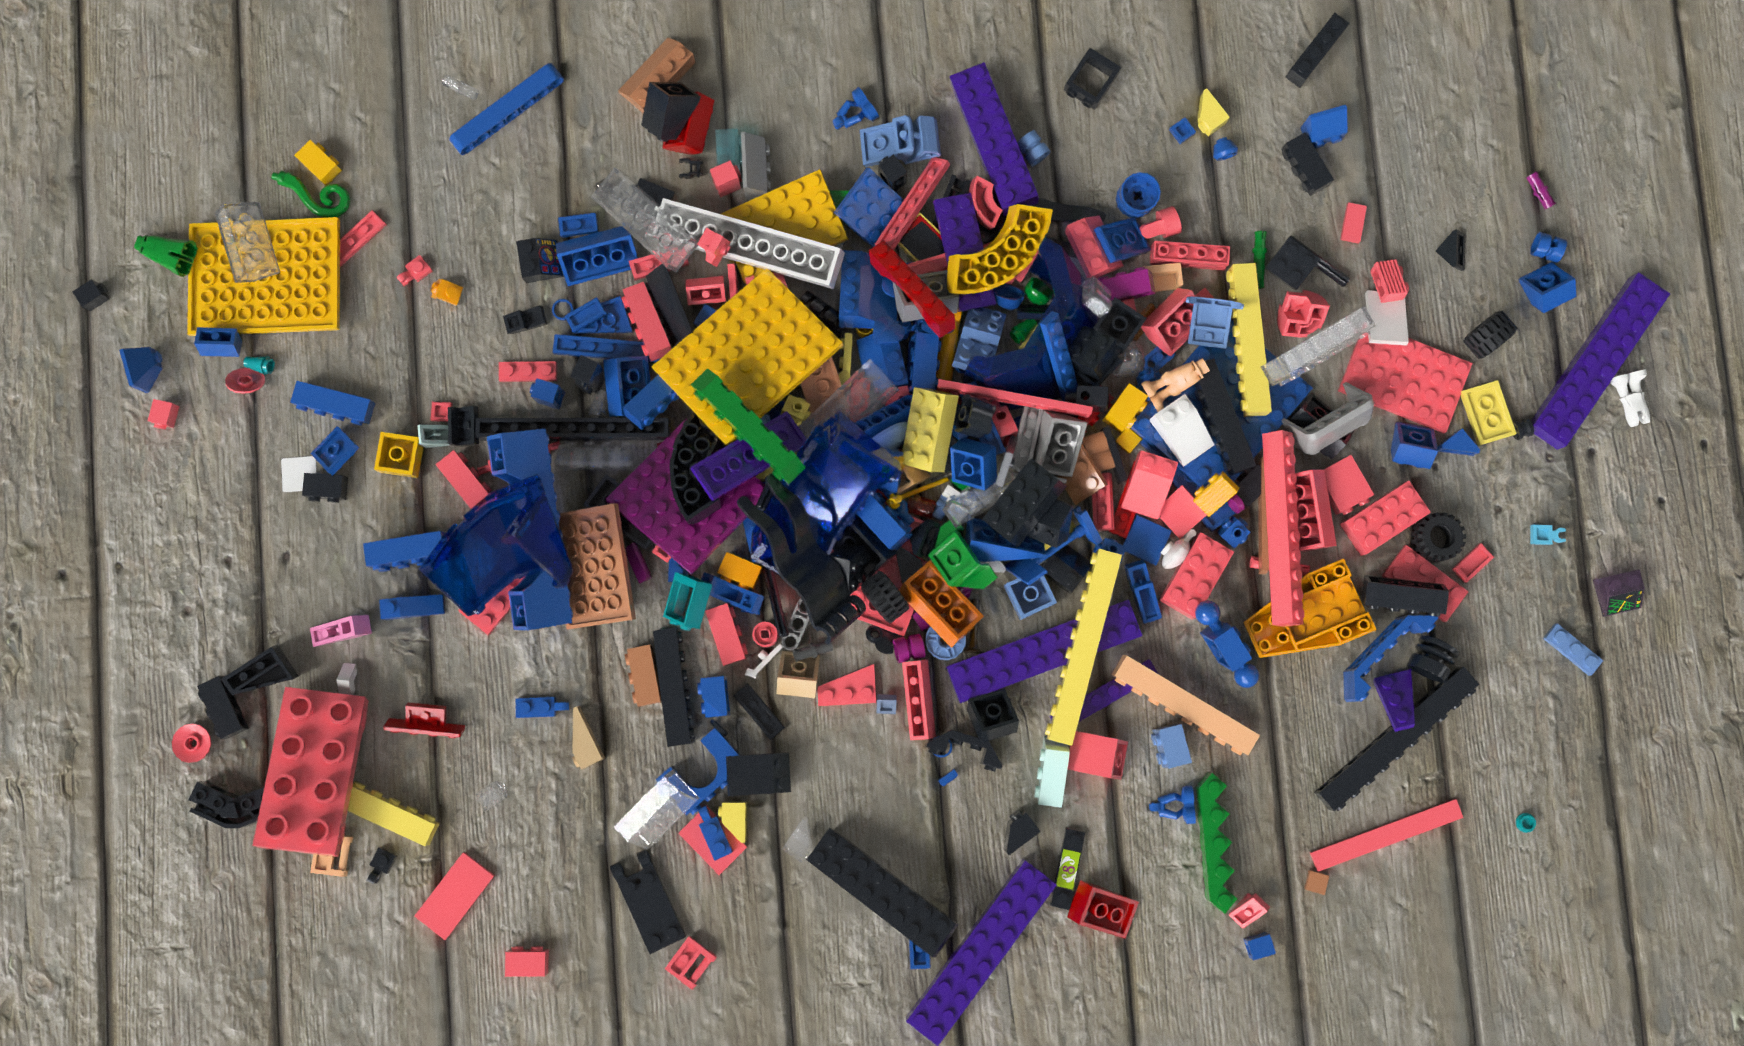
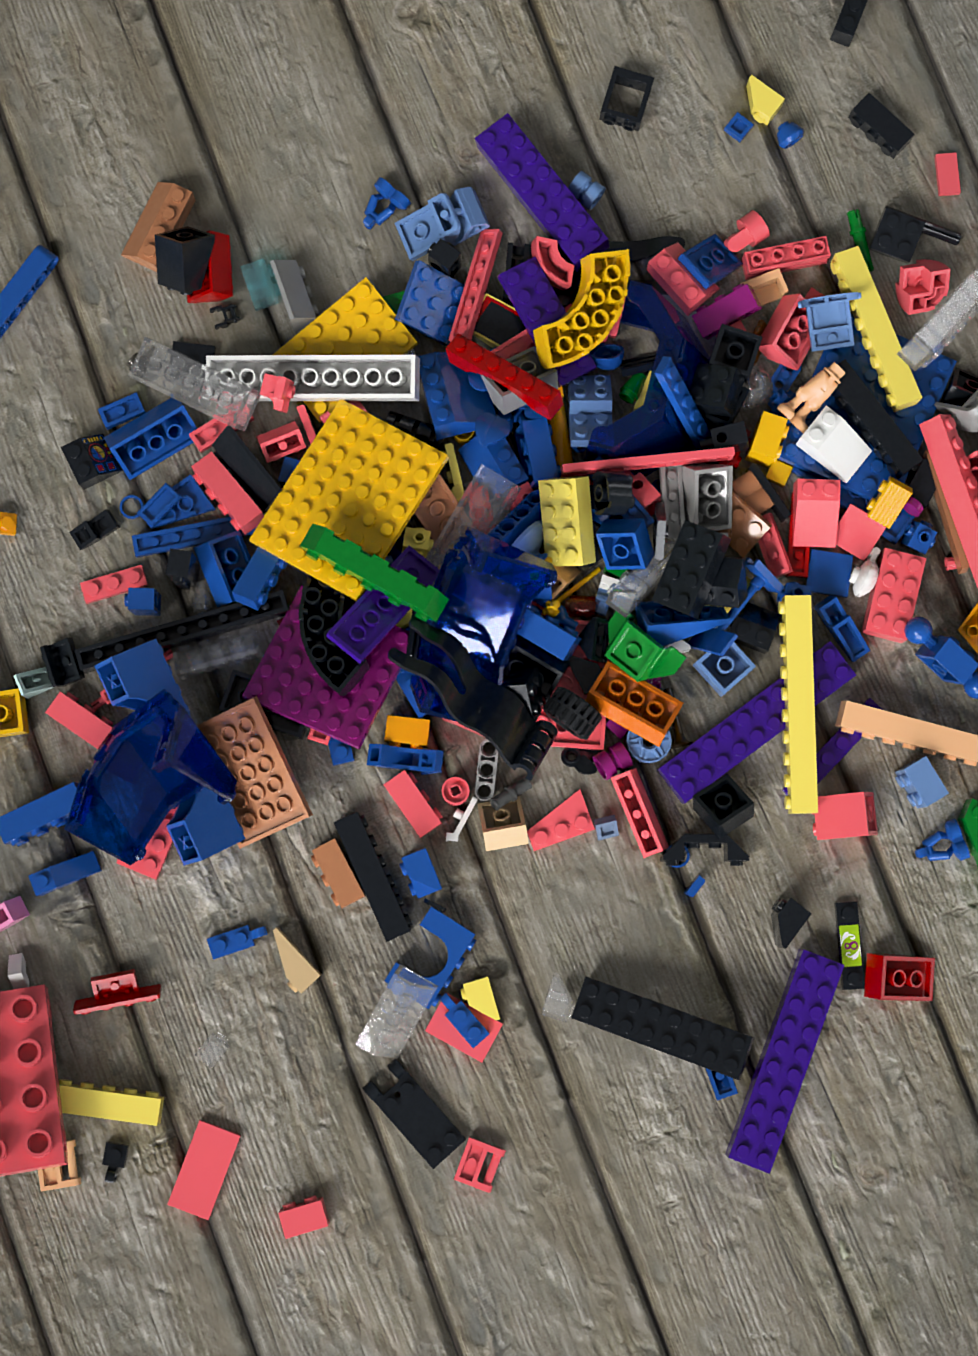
camera: 20 degrees left, 0 degrees up
(440, 411) = (32, 654): coral tile -> none
(637, 563) = (295, 755): magenta slope -> none
(677, 600) = (349, 780): teal window -> none
(726, 178) = (267, 315): coral brick -> none
(758, 774) = (493, 942): black slope -> none
(759, 711) = (472, 875): black tile -> none
(775, 602) = (455, 752): black axle -> none
(1038, 291) = (636, 342): green hair -> none
(1052, 773) = (804, 848): light aqua wedge -> none
(1096, 296) = (702, 328): clear brick -> none
(1145, 187) = (720, 200): blue wheel -> none
(1326, 126) = (889, 79): blue slope -> none

